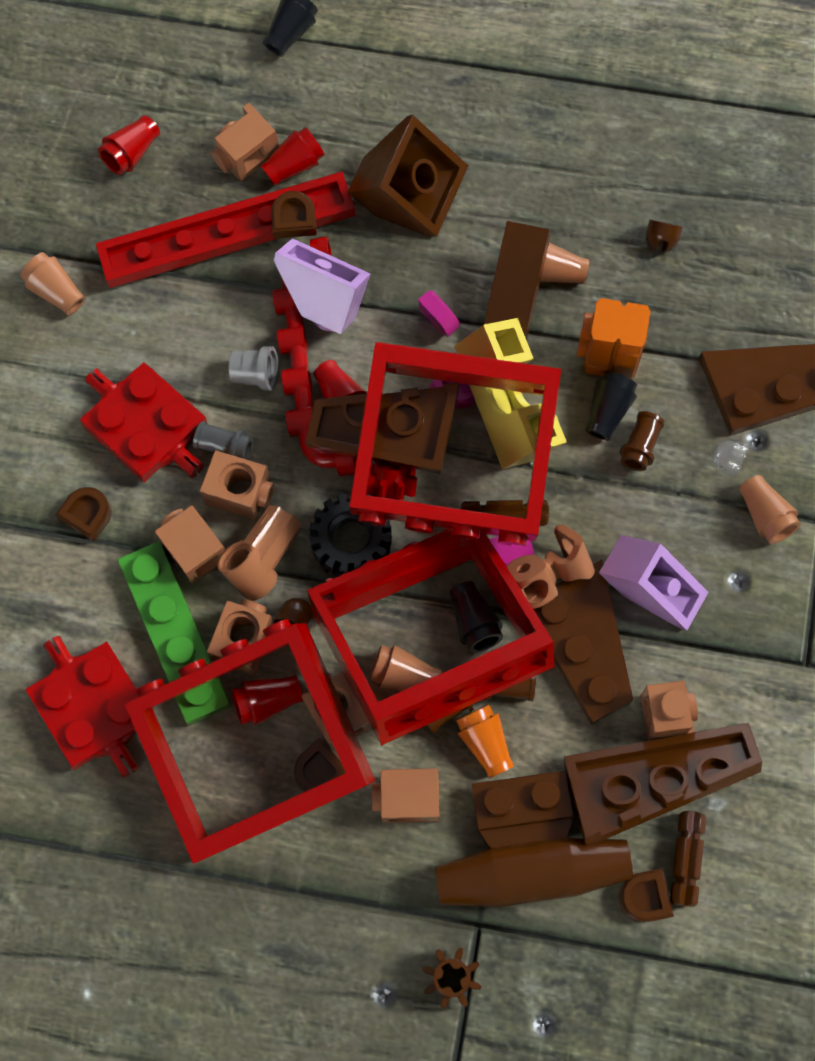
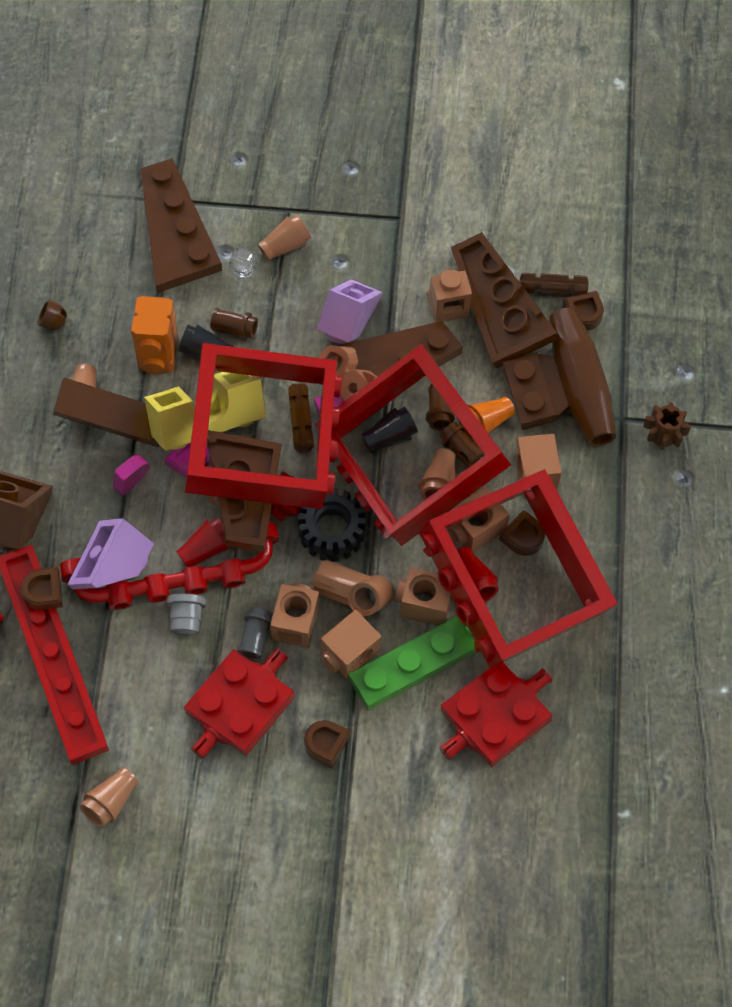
camera: 100 degrees left, 10 degrees down
(296, 611) = (402, 559): reddish brown hinge -> none

